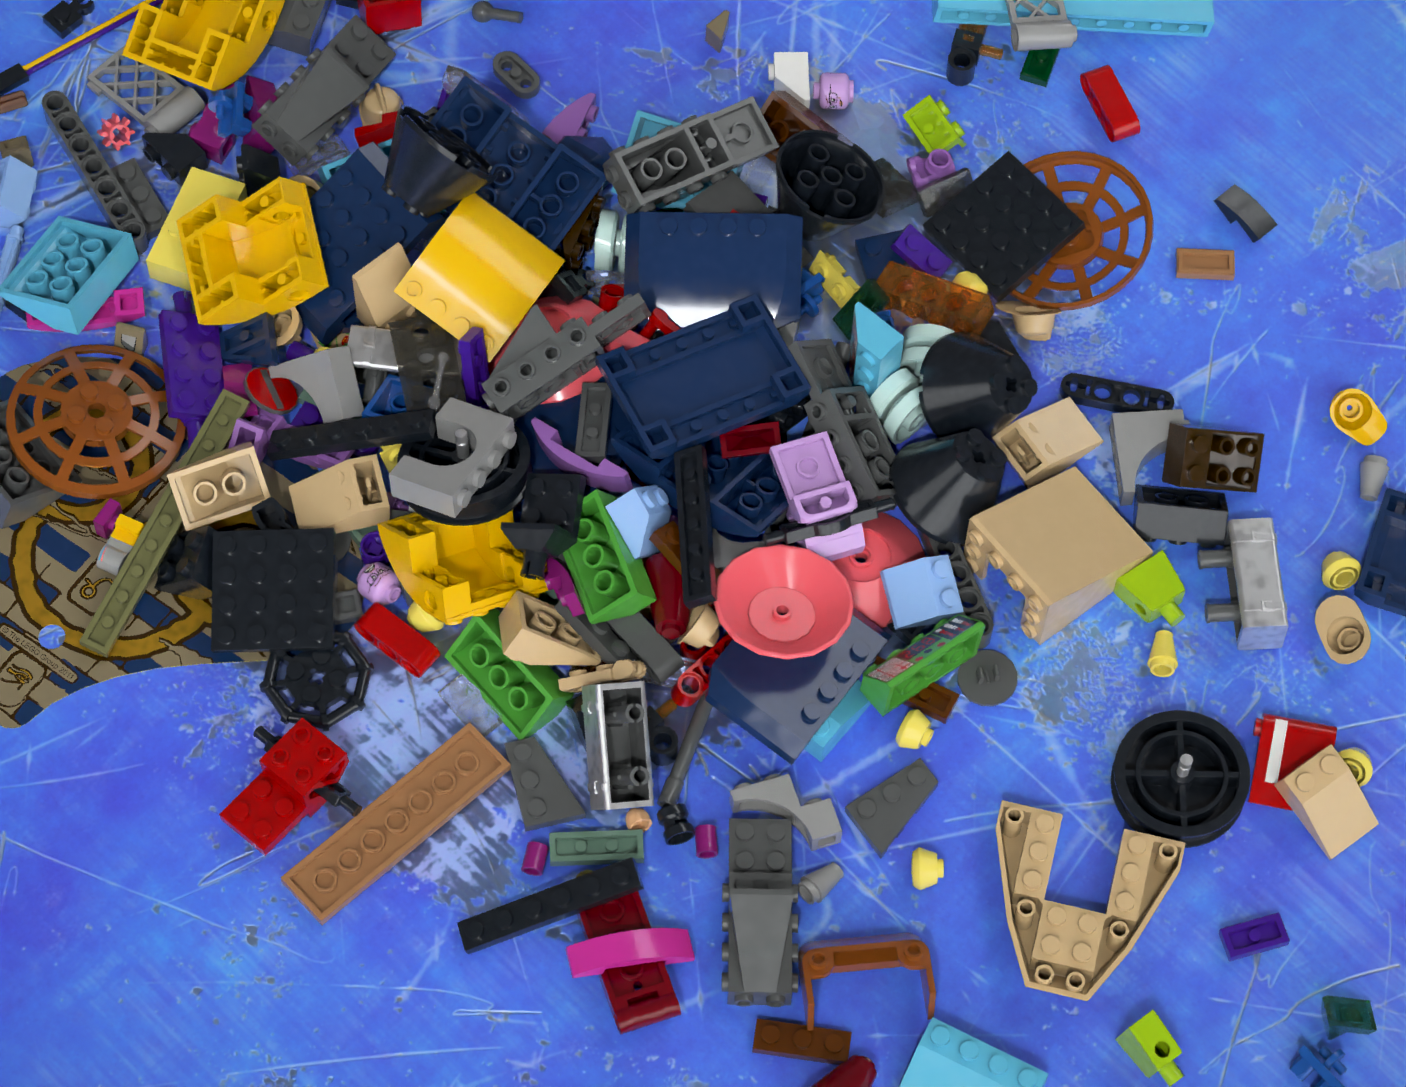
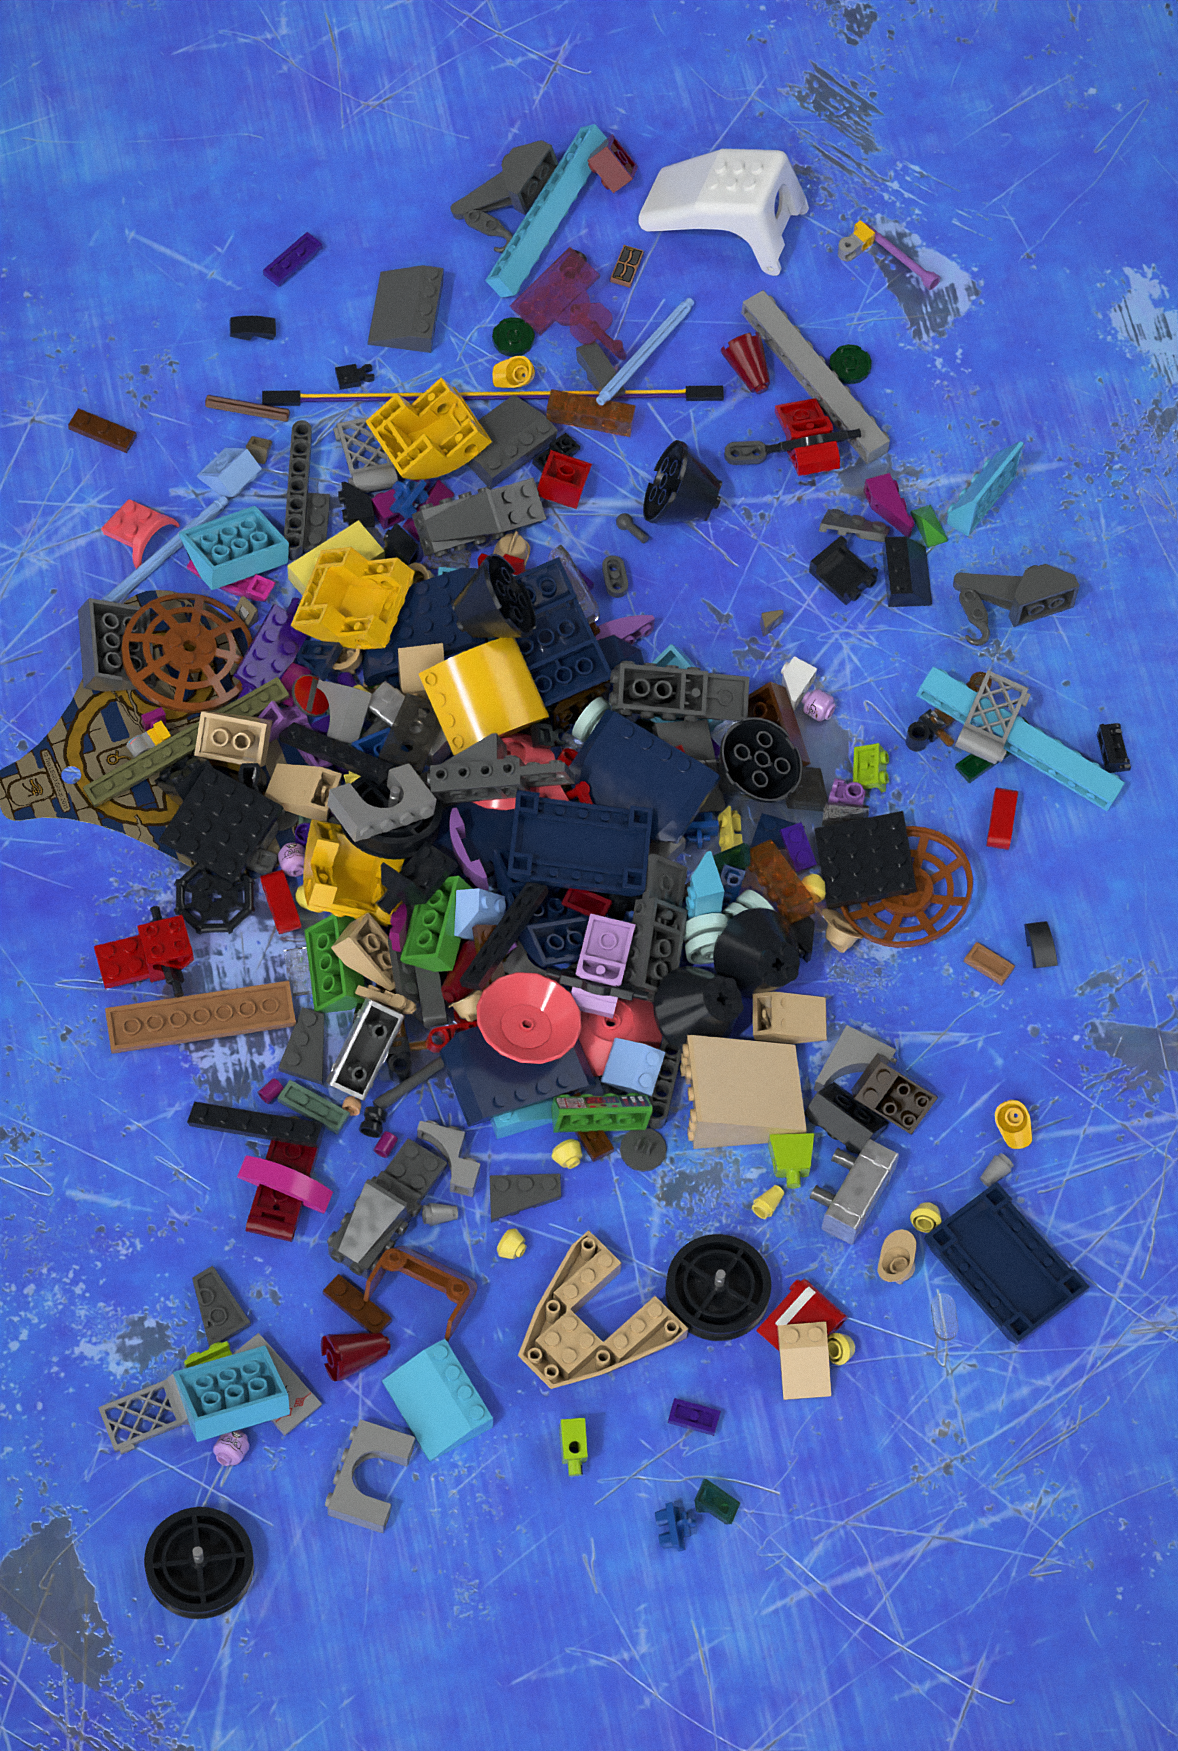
camera: 30 degrees right, 0 degrees up
(108, 128) = (331, 465): coral gear -> none
(434, 401) = (397, 761): clear hinge -> none
(474, 366) = (441, 747): dark purple plate -> none
(594, 422) = (491, 834): dark grey plate -> none
(1117, 392) = (860, 1018): black beam -> none

